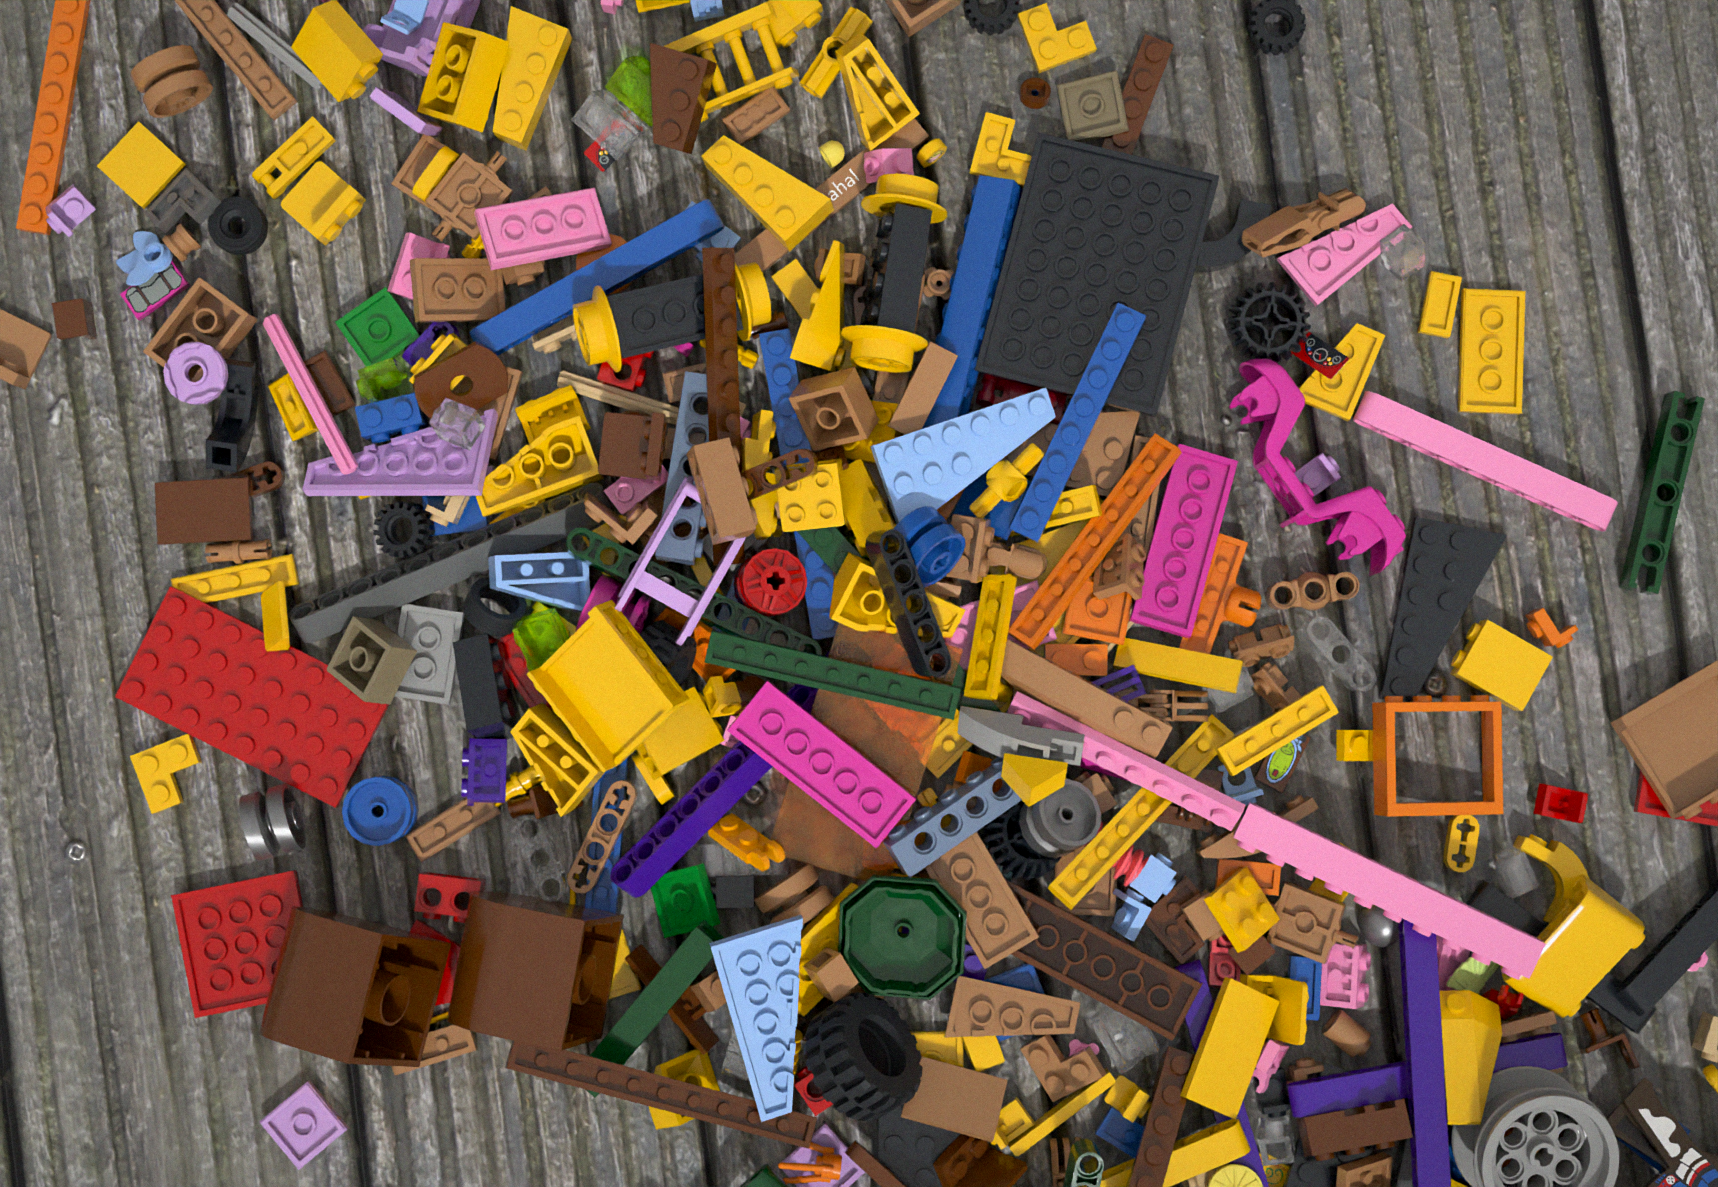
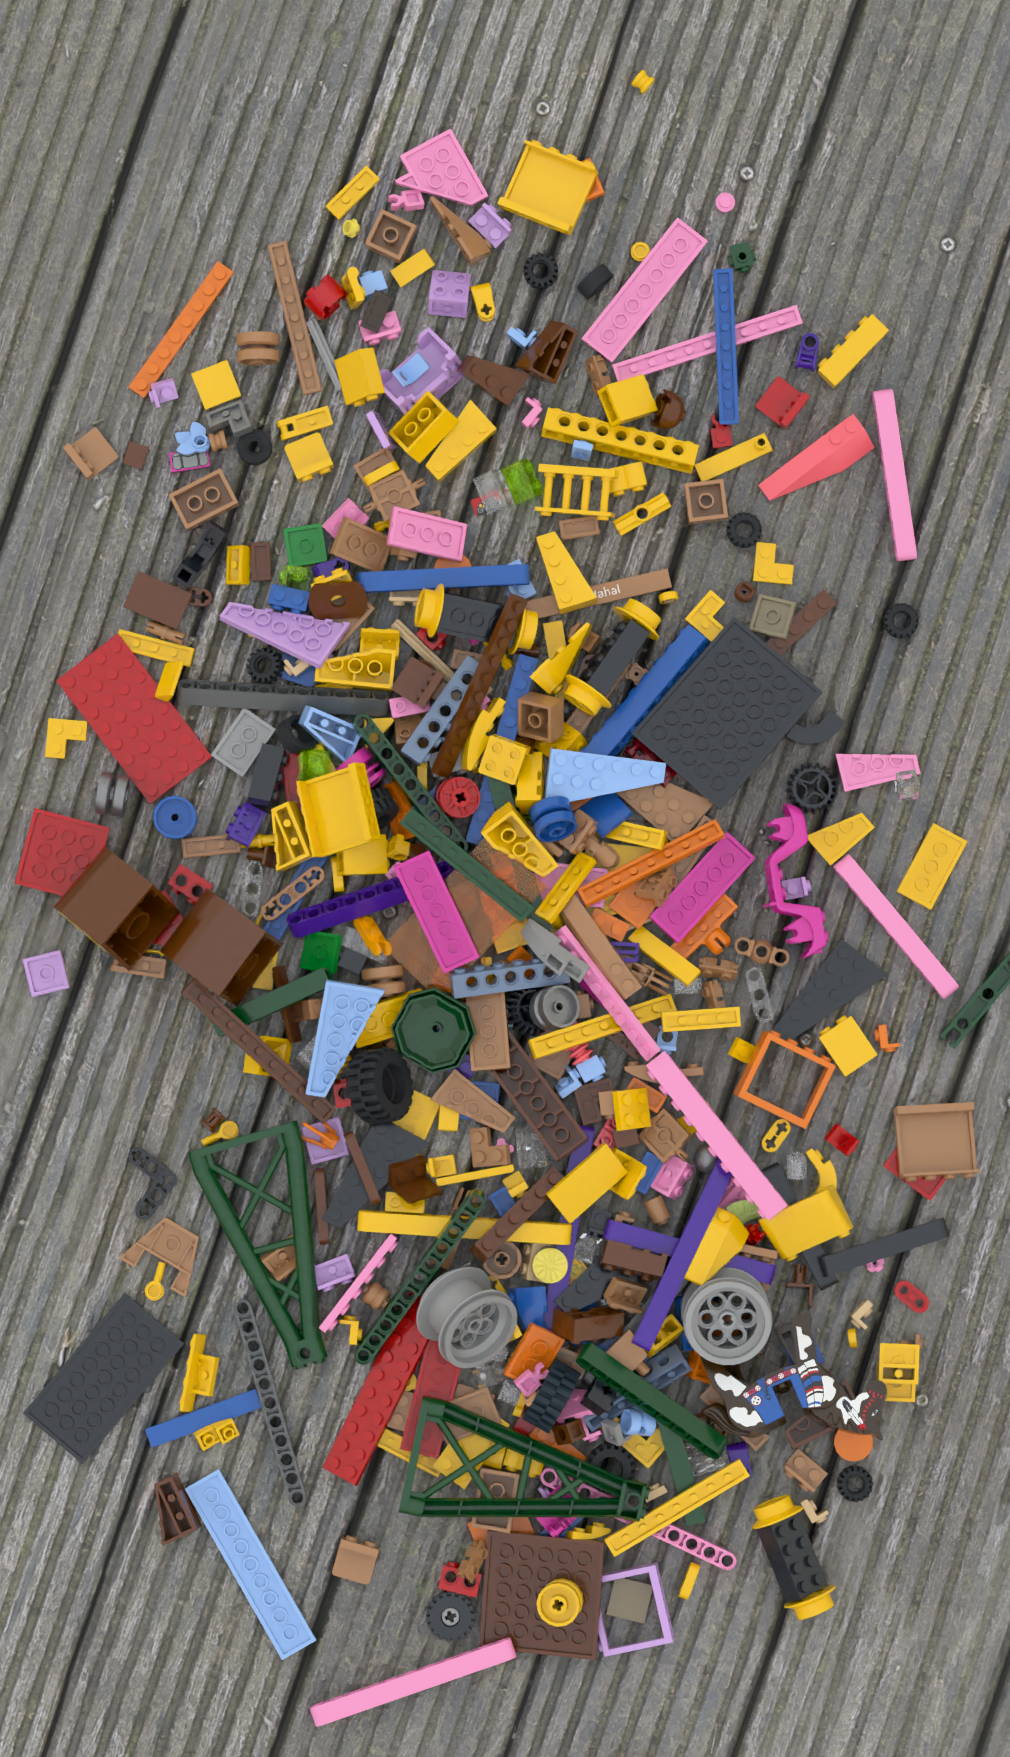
camera: 25 degrees right, 0 degrees up
(214, 373) = (192, 533): lavender tile -> none
(310, 394) = (249, 563): bright pink axle -> none
(371, 660) = (212, 731): dark tan brick -> none
(457, 423) = (325, 622): clear brick -> none
(637, 522) = (401, 725): medium nougat bracket -> none
(664, 592) = (396, 774): lavender piece -> none
(678, 96) = (539, 498): reddish brown wedge -> none
(722, 490) = (455, 733): medium nougat brick -> none
(757, 474) = (478, 737): reddish brown beam -> none
(831, 974) = (384, 1032): medium nougat brick -> none
(832, 152) = (612, 570): light yellow hinge -> none
(873, 92) = (651, 550): yellow wedge -> none
(887, 162) = (640, 592): bright pink bracket -> none
(896, 594) = (530, 855): black beam -> none
(922, 389) = (595, 730): medium nougat tile -> none
(957, 1099) = (419, 1137): medium nougat tile -> none
(1006, 481) = (617, 805): yellow axle -> none
(1033, 777) = (549, 976): yellow slope -> none
(1077, 422) = (673, 791): blue plate -> none
(1268, 1063) = (604, 1203): bright pink plate -> none
(1278, 766) = (696, 1040): tile -> none
(1296, 225) = (852, 740): medium nougat arm -> none
(1321, 356) = (832, 821): sticker -> none
(1439, 304) = (915, 825): yellow tile -> none

